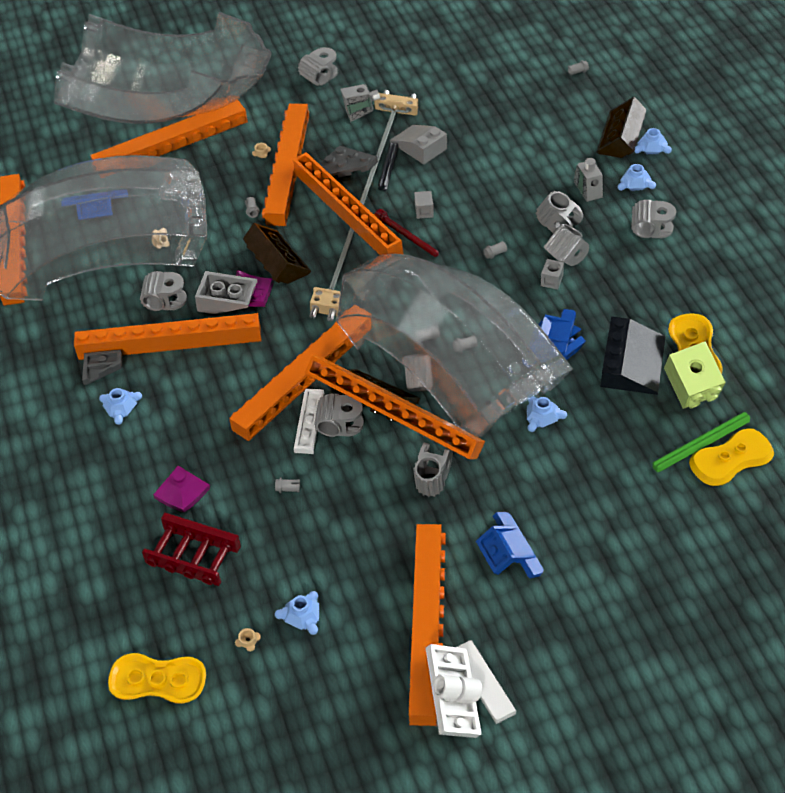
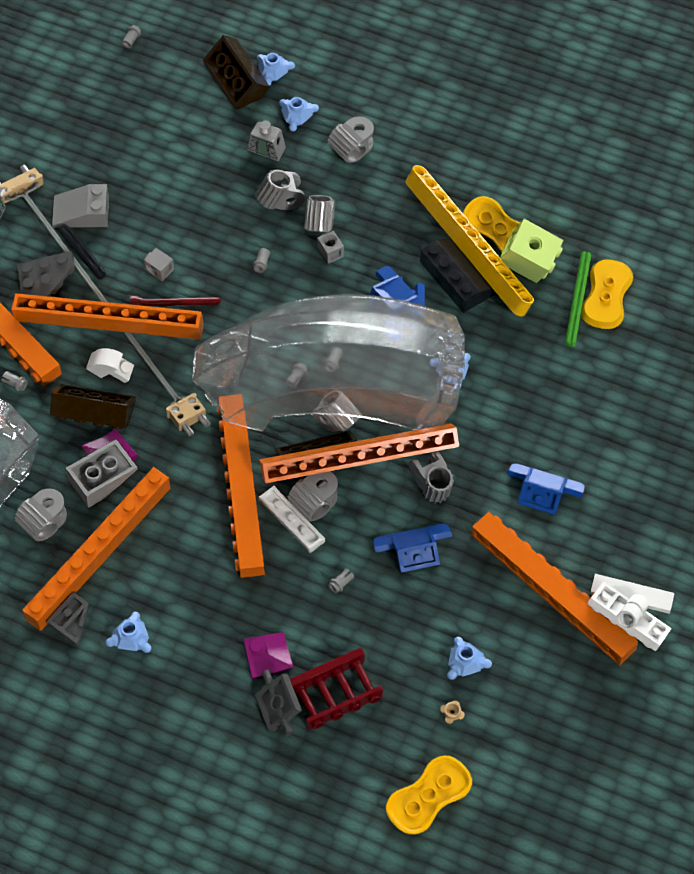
camera: 50 degrees left, 10 degrees up
(143, 521) = (278, 702): none -> dark grey plate
(316, 236) = (109, 361): none -> white brick
(362, 507) = (414, 547): none -> blue plate
(656, 340) = (469, 241): none -> yellow beam

